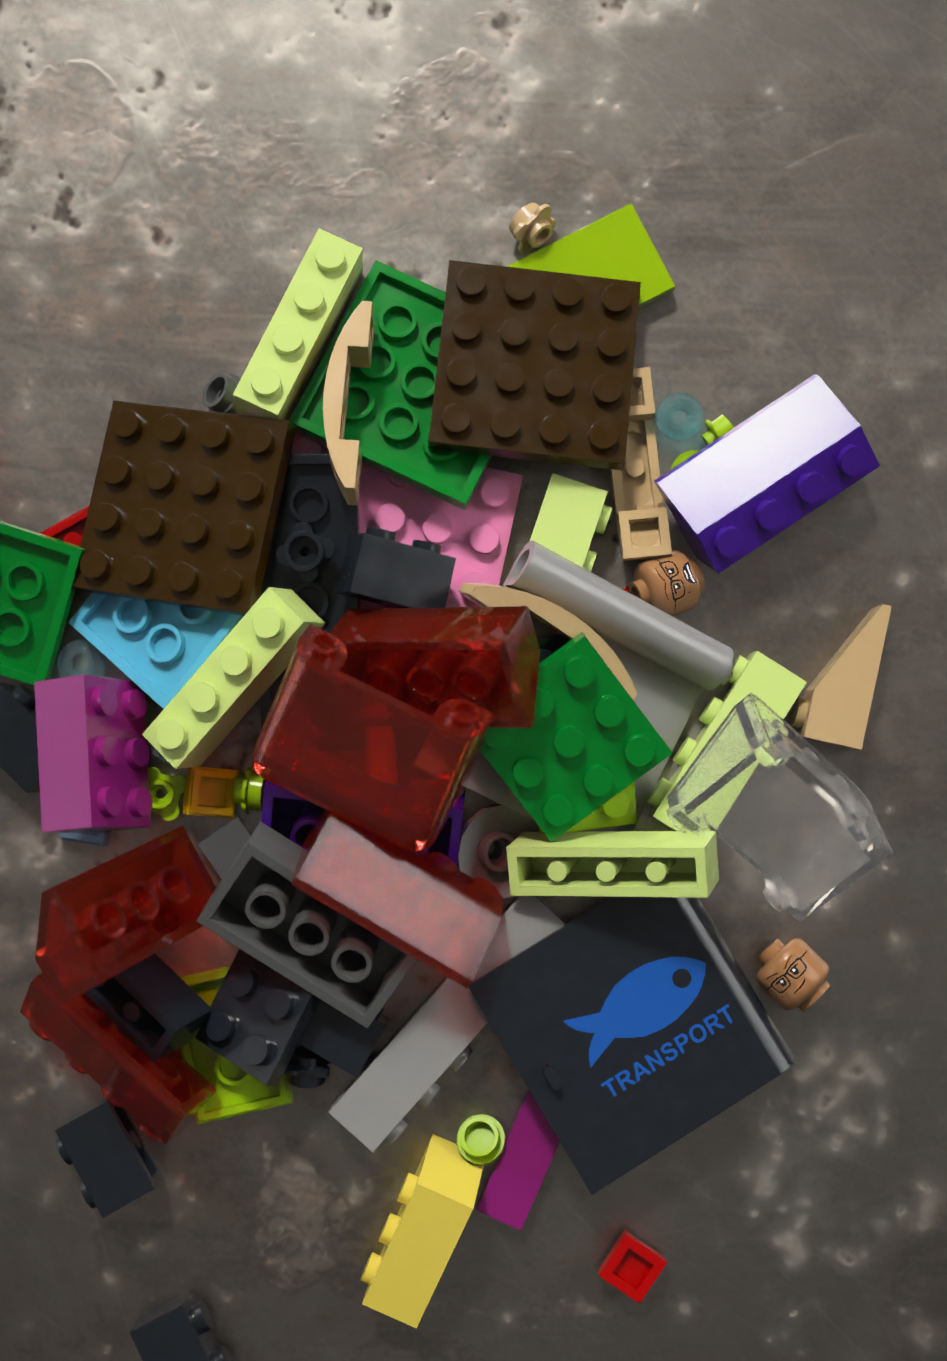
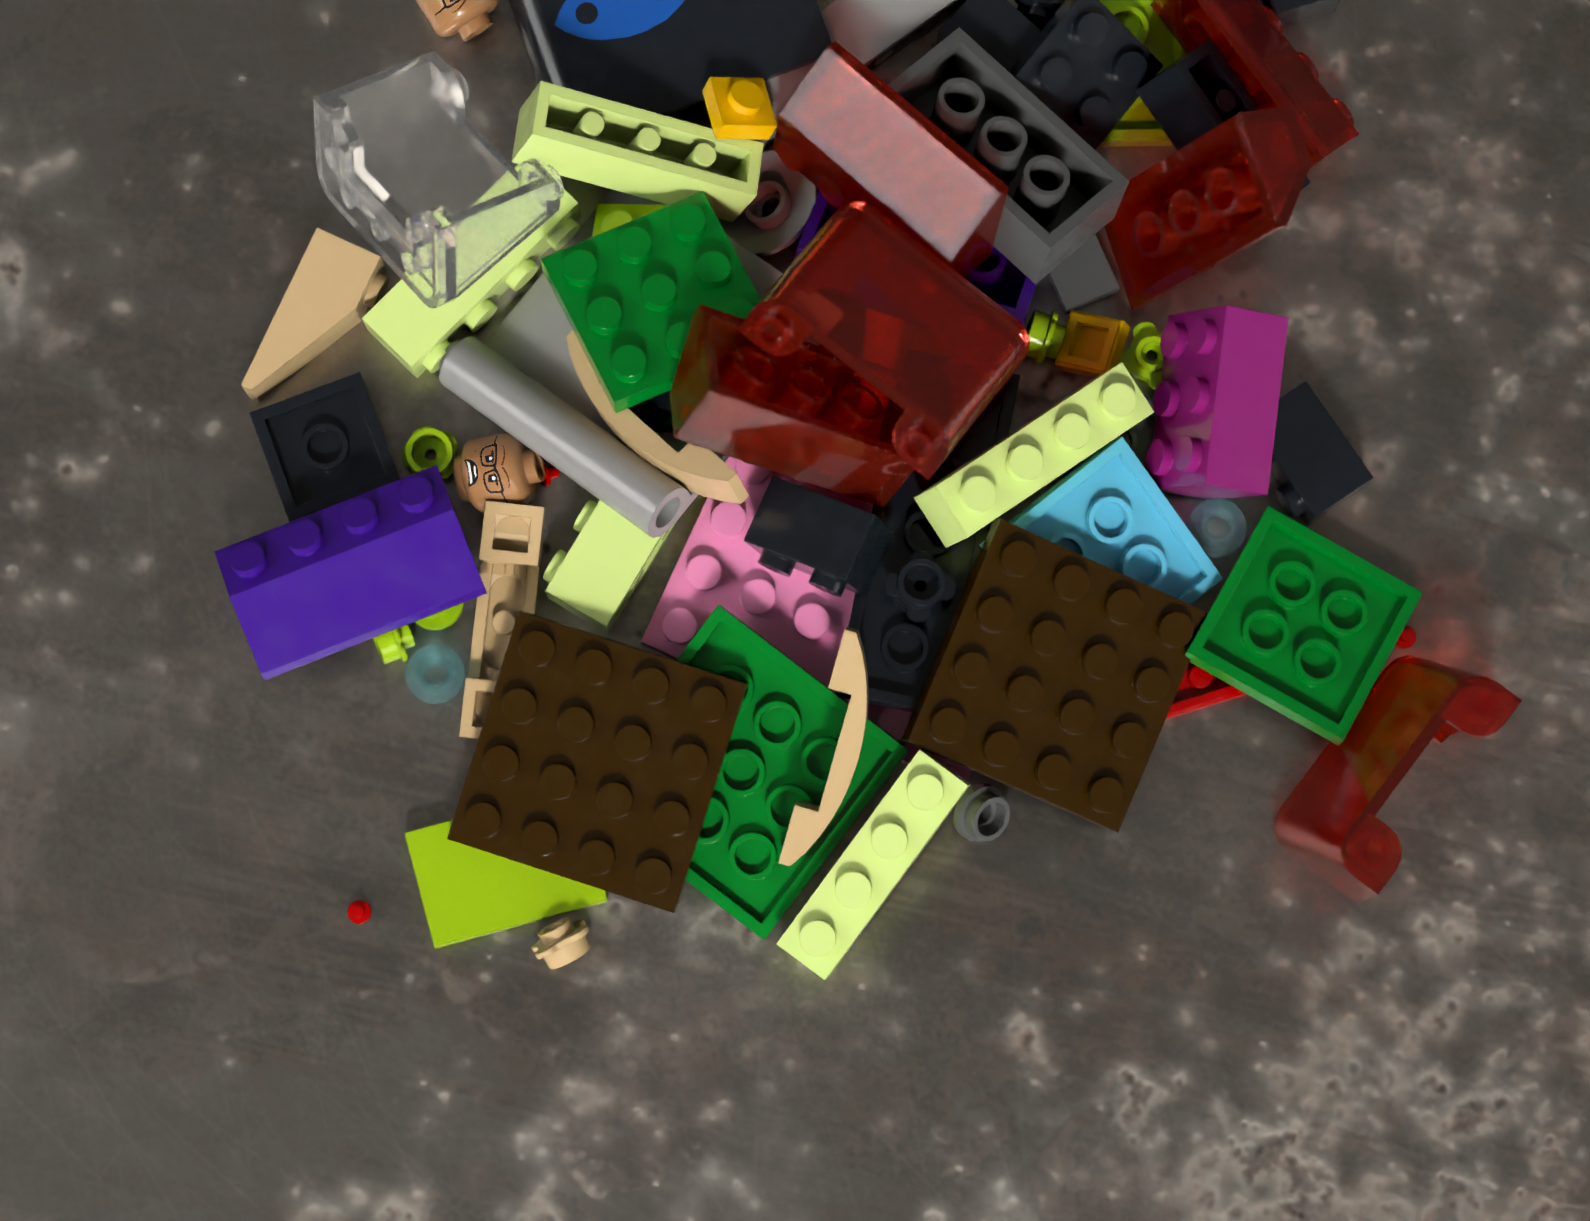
camera: 170 degrees left, 5 degrees down
(536, 919) = (739, 108): none -> yellow plate
(696, 223) = (359, 911): none -> red piece
(737, 591) = (428, 439): none -> lime plate
(809, 576) = (324, 446): none -> black plate

